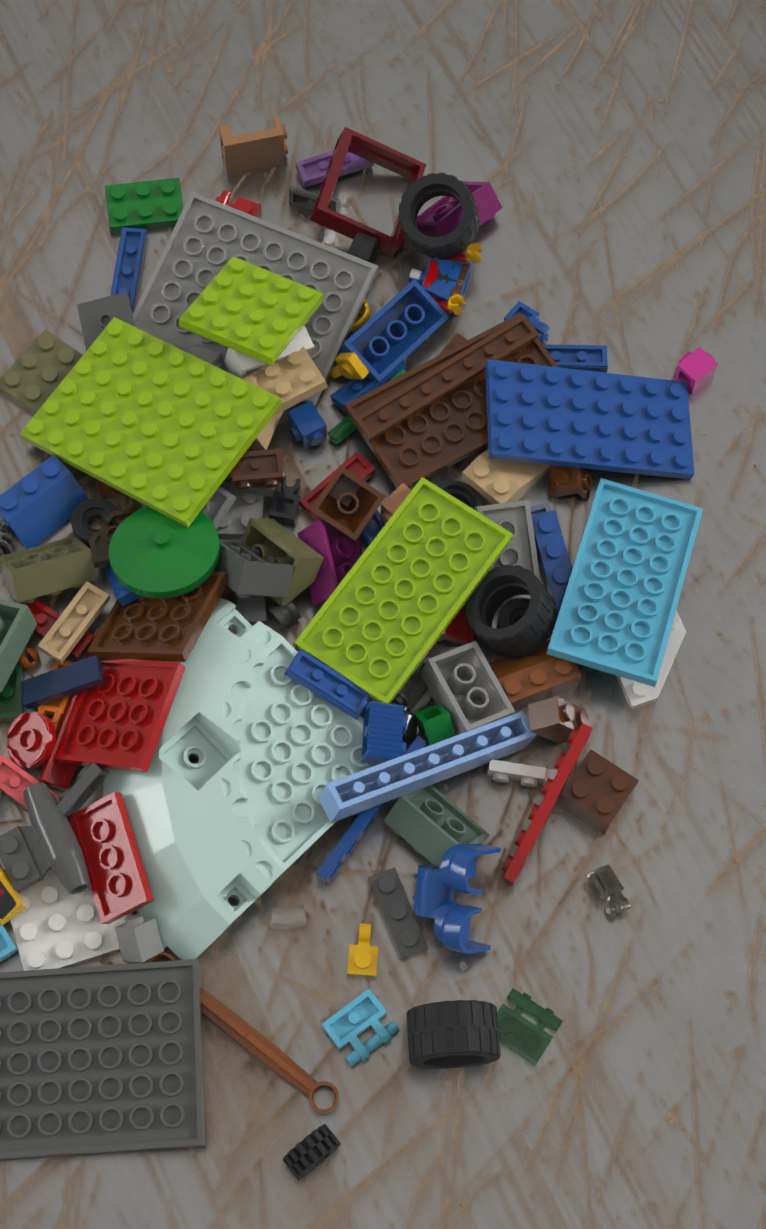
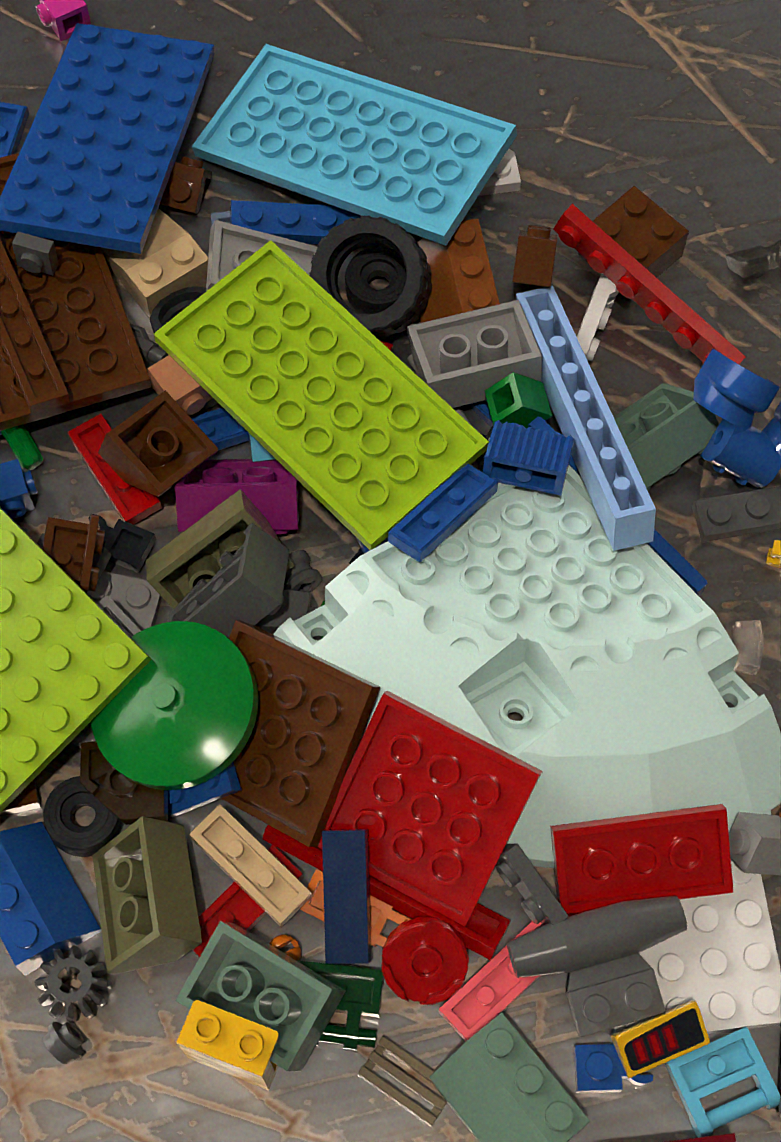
camera: 75 degrees left, 0 degrees up
(472, 395) = (35, 253): none -> dark grey plate

